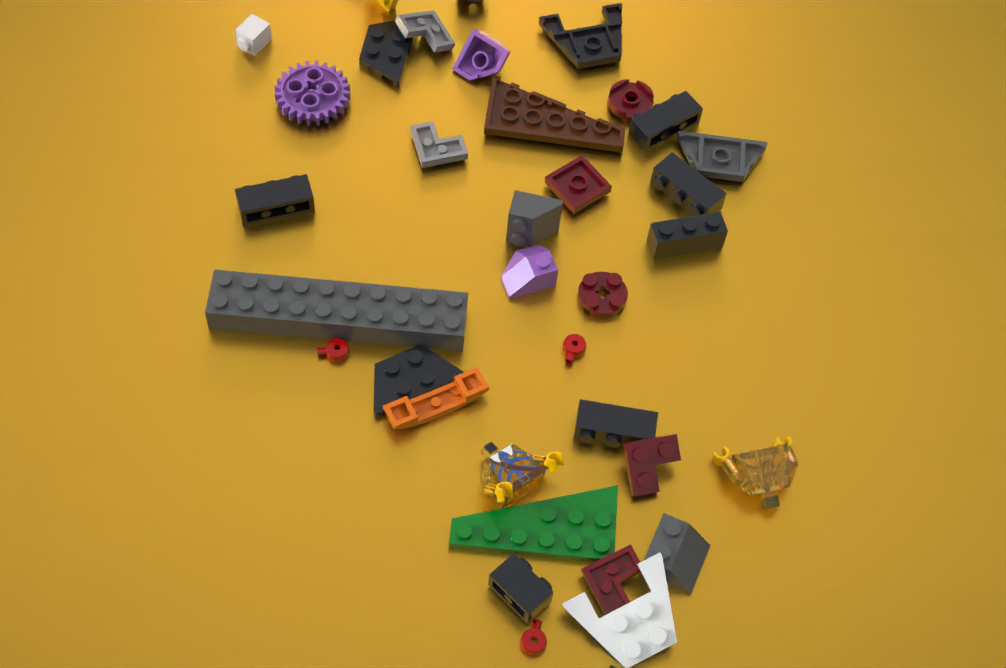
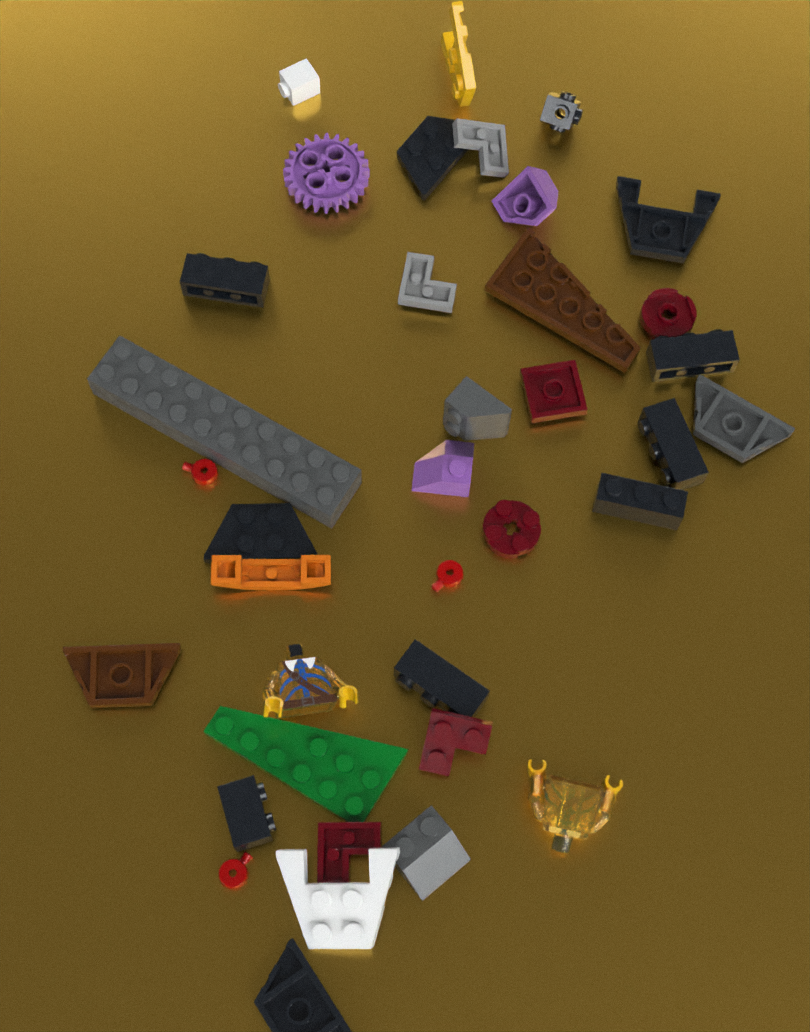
camera: 30 degrees right, 10 degrees up
(355, 529) = (122, 672): none -> reddish brown wing

